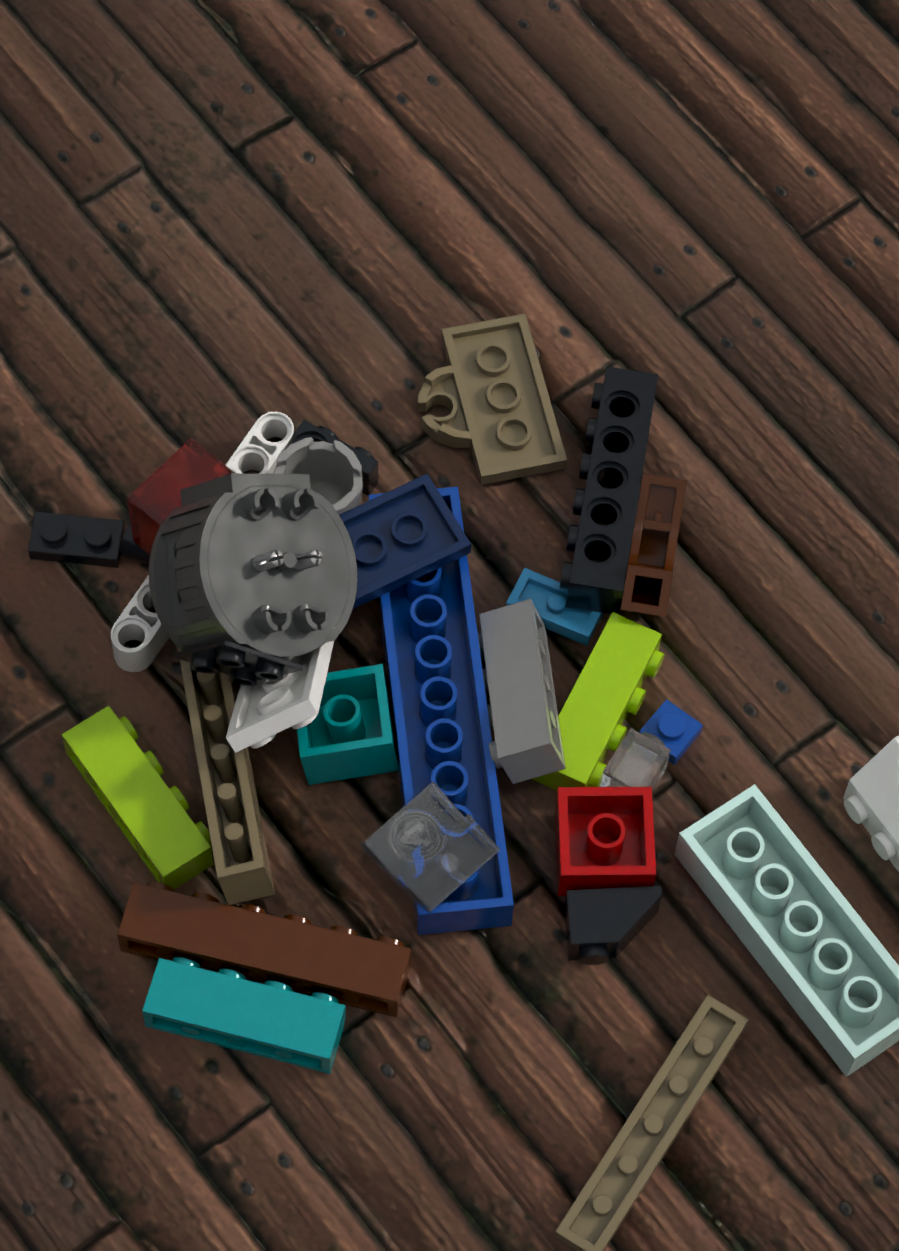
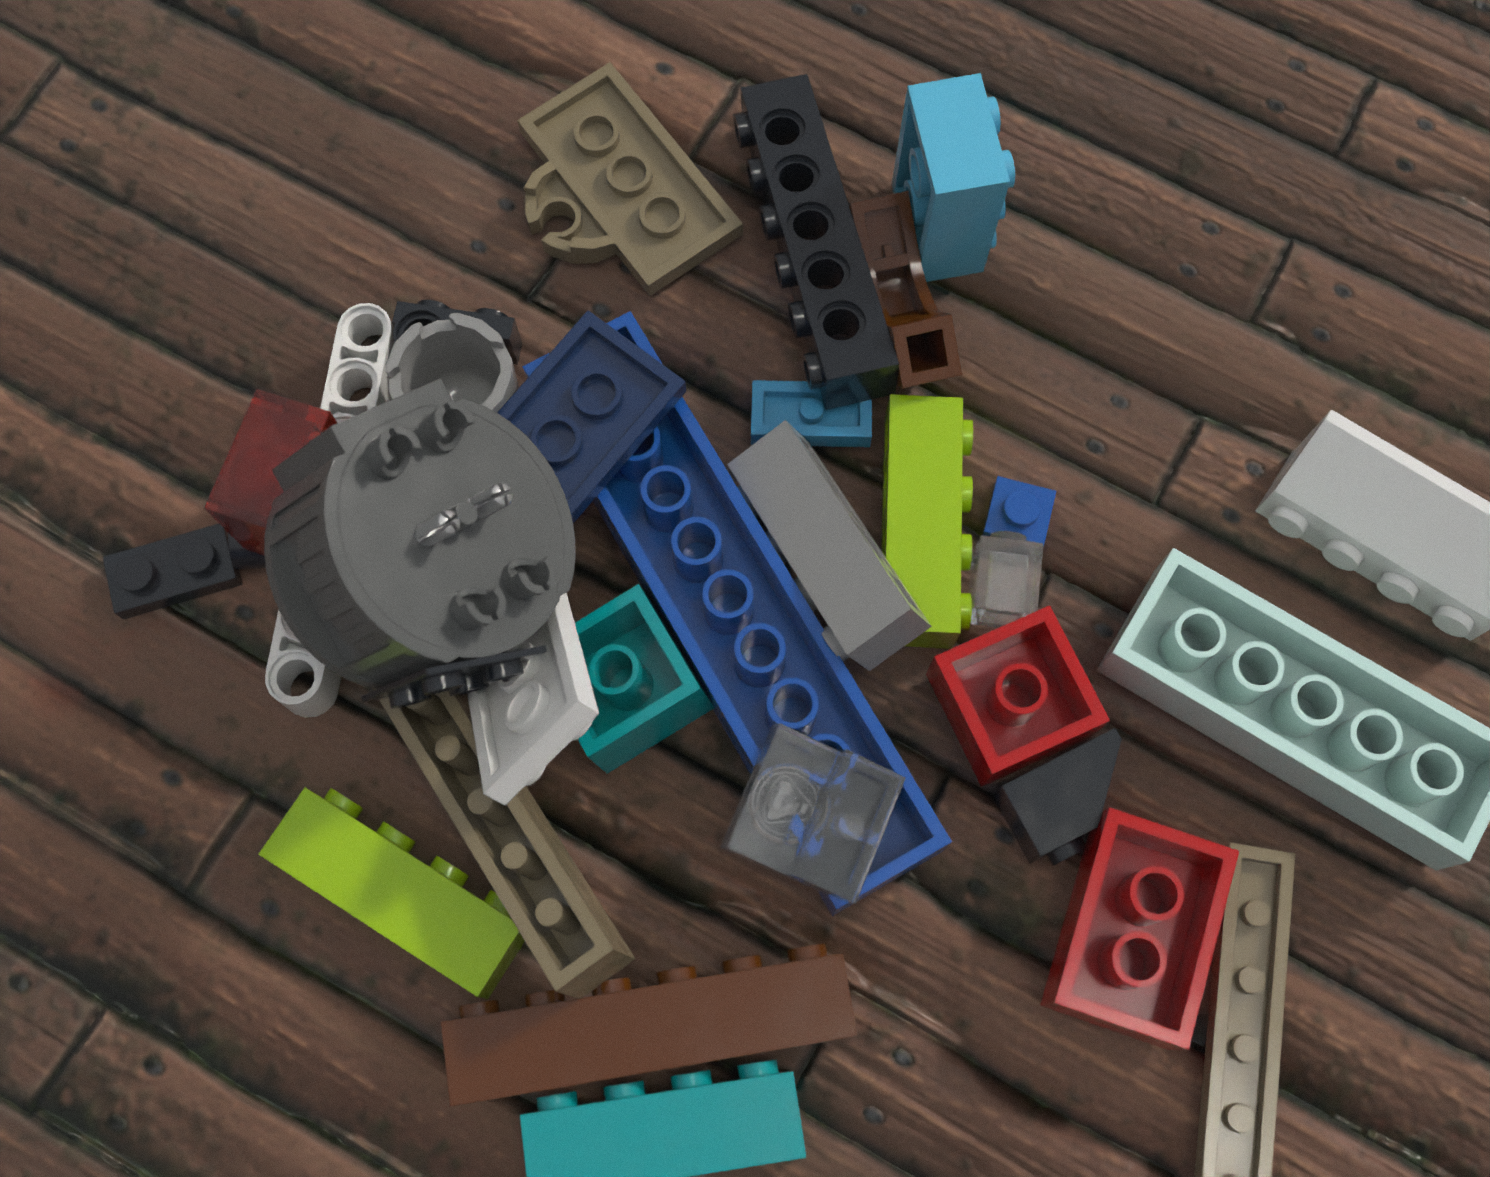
camera: 20 degrees left, 10 degrees up
(615, 1018) = (1141, 930): none -> red brick
(720, 484) = (953, 173): none -> medium azure brick

